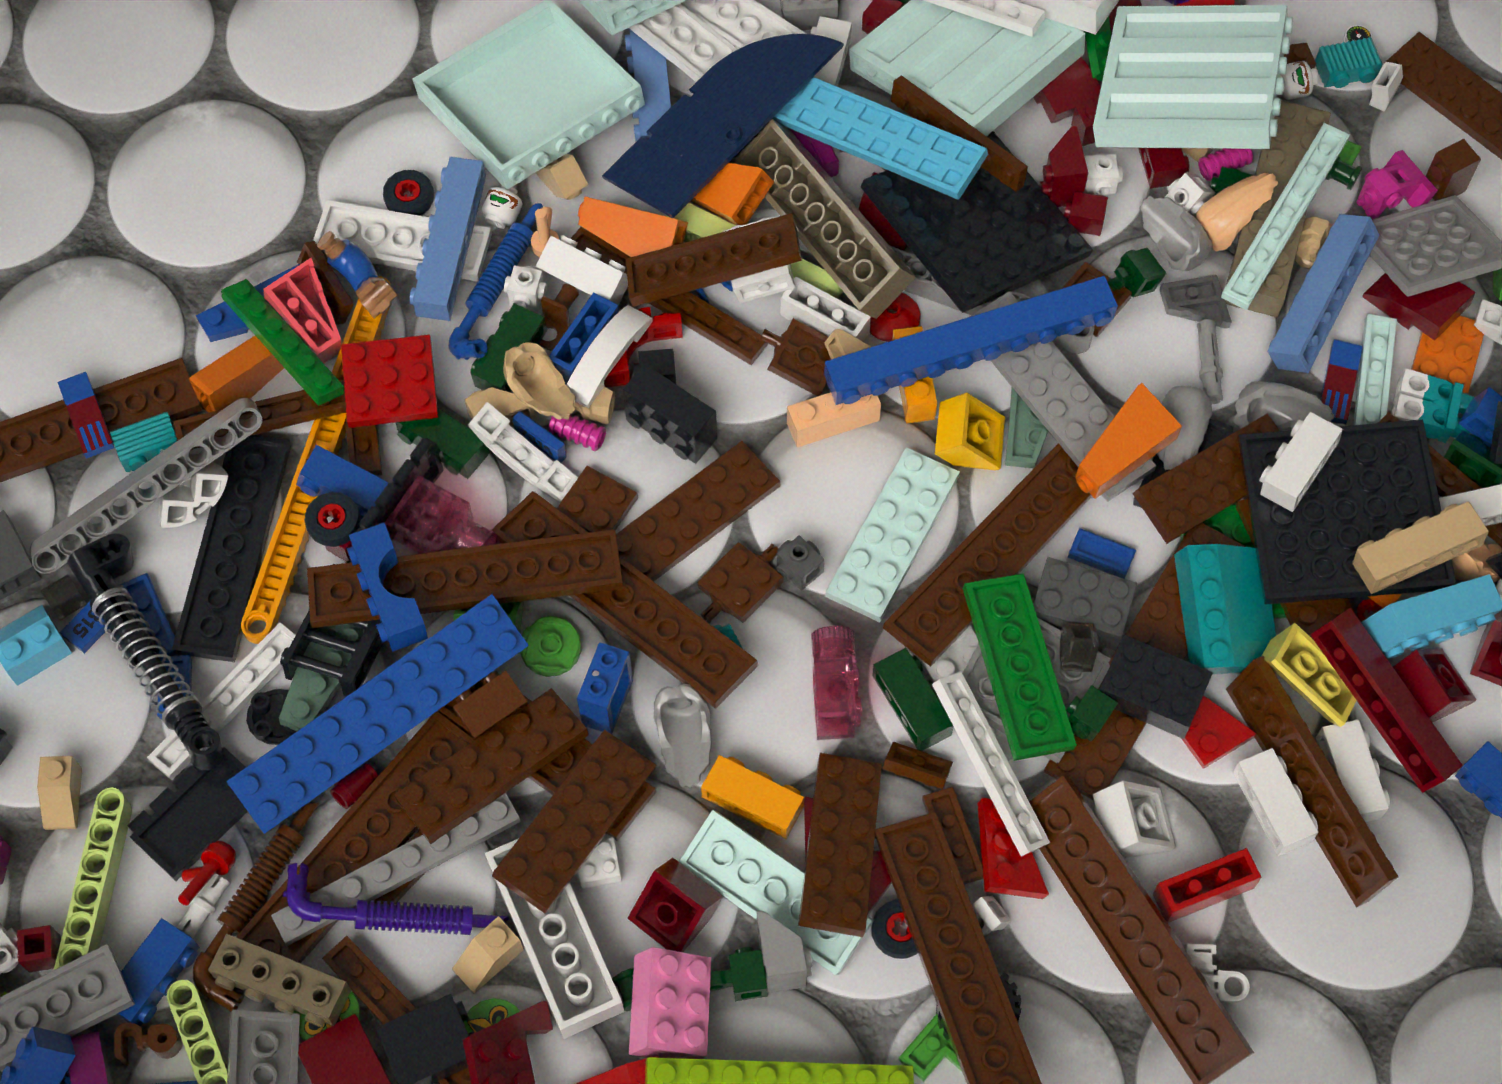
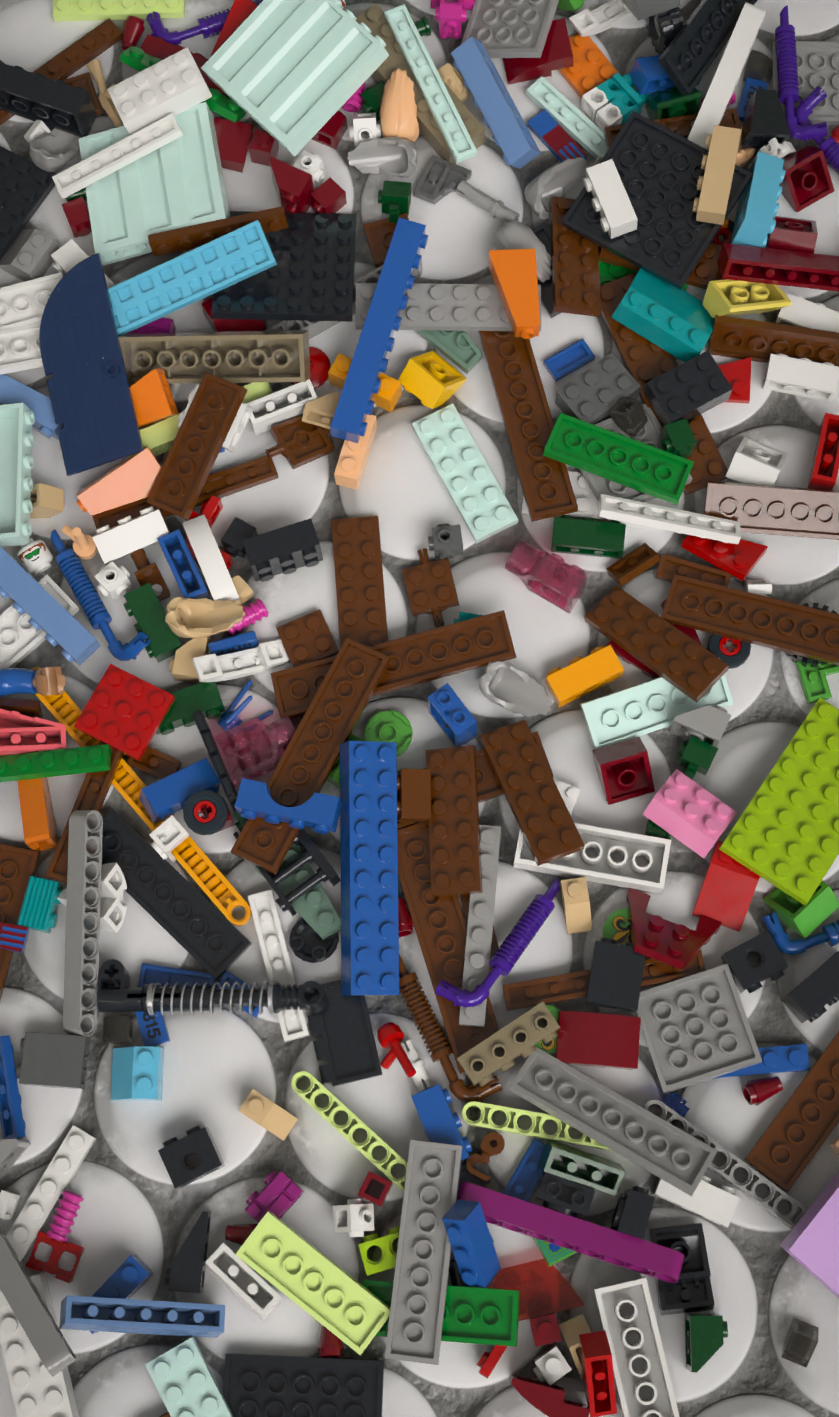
camera: 50 degrees left, 10 degrees up
(284, 502) = (168, 837): none -> white bracket
(460, 488) = (230, 719): none -> blue plant

